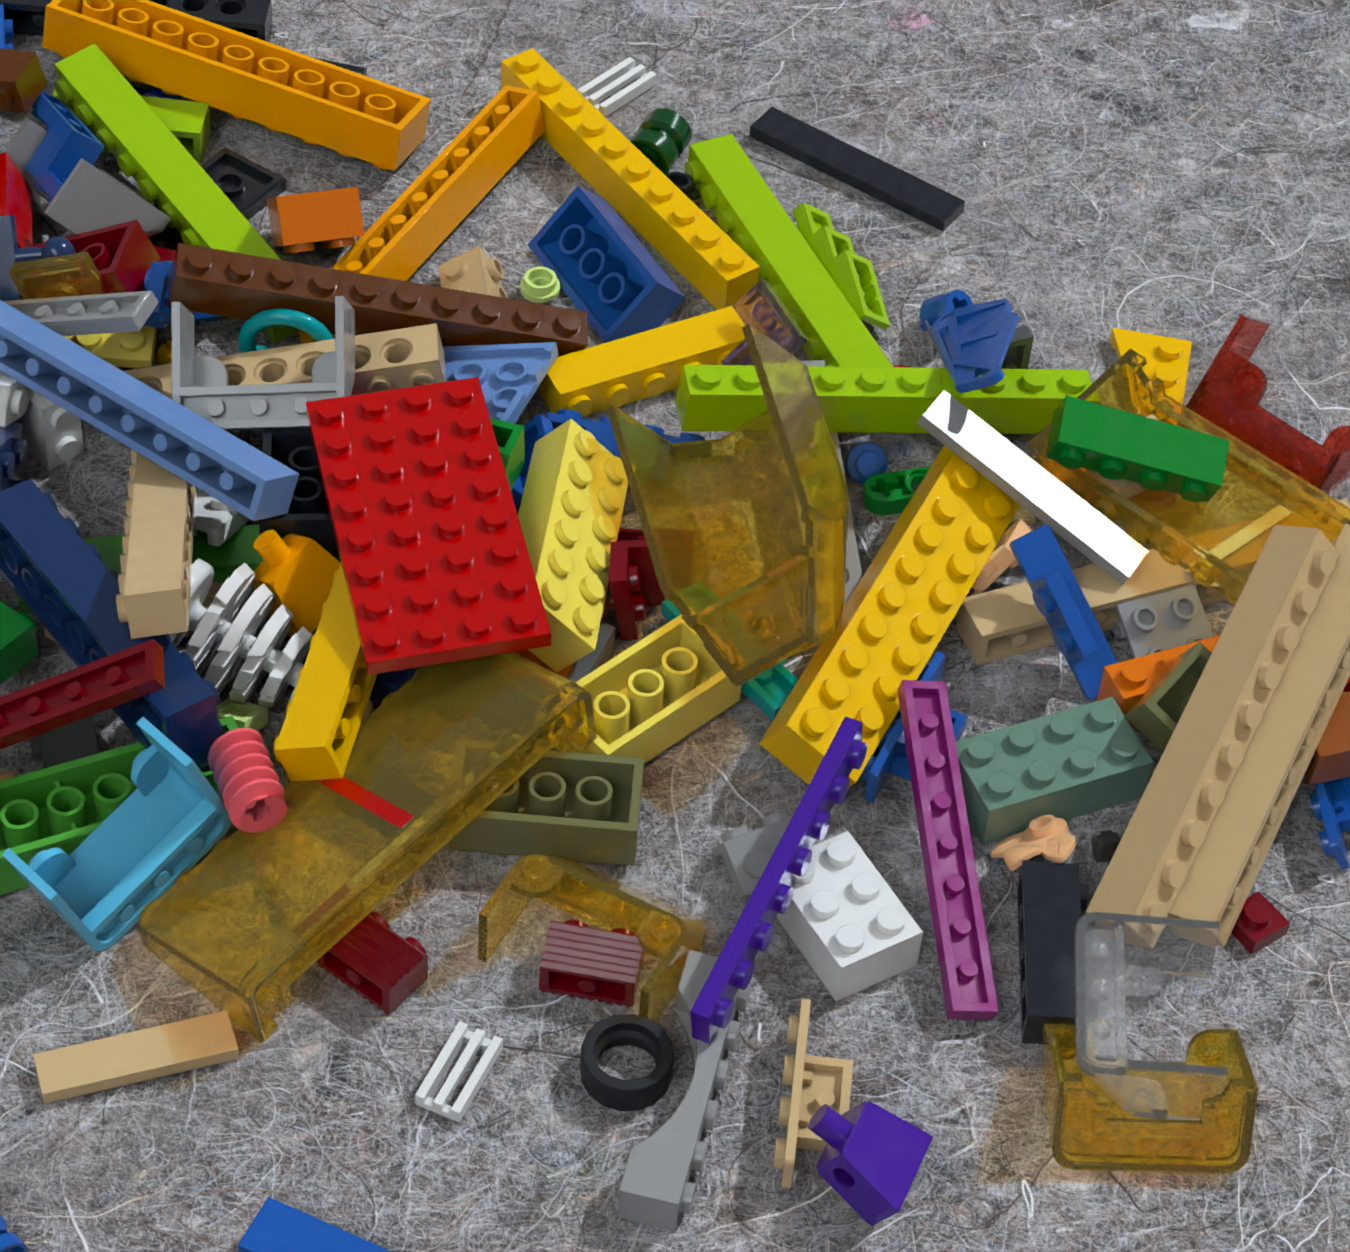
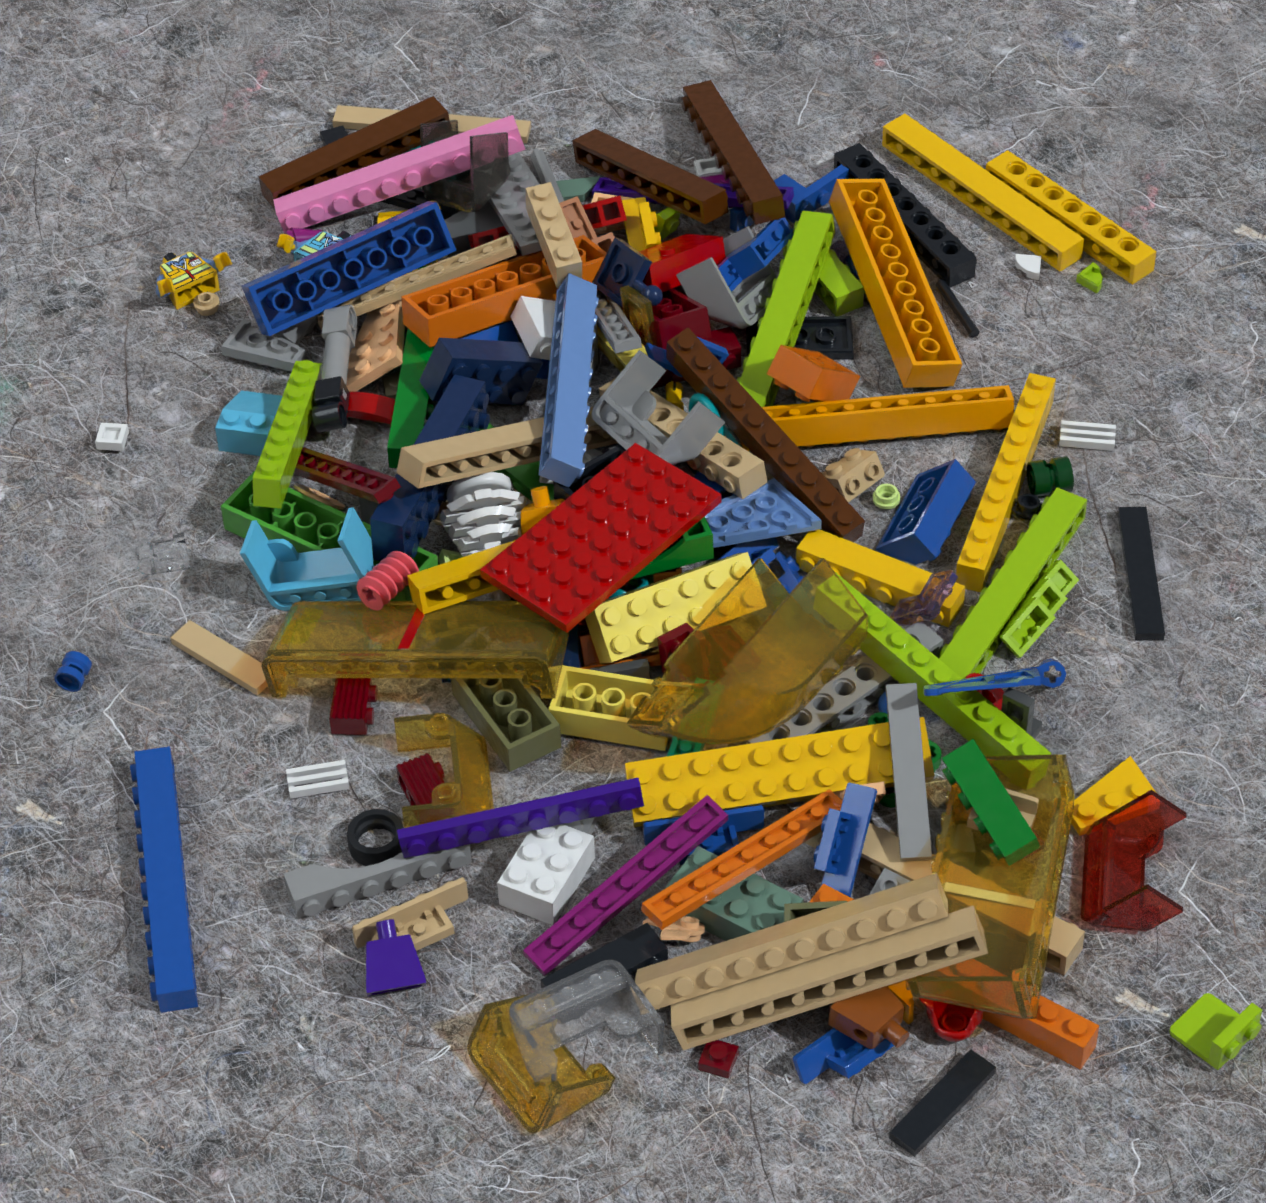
camera: 60 degrees right, 0 degrees up
(1029, 709) = (740, 861): none -> orange plate

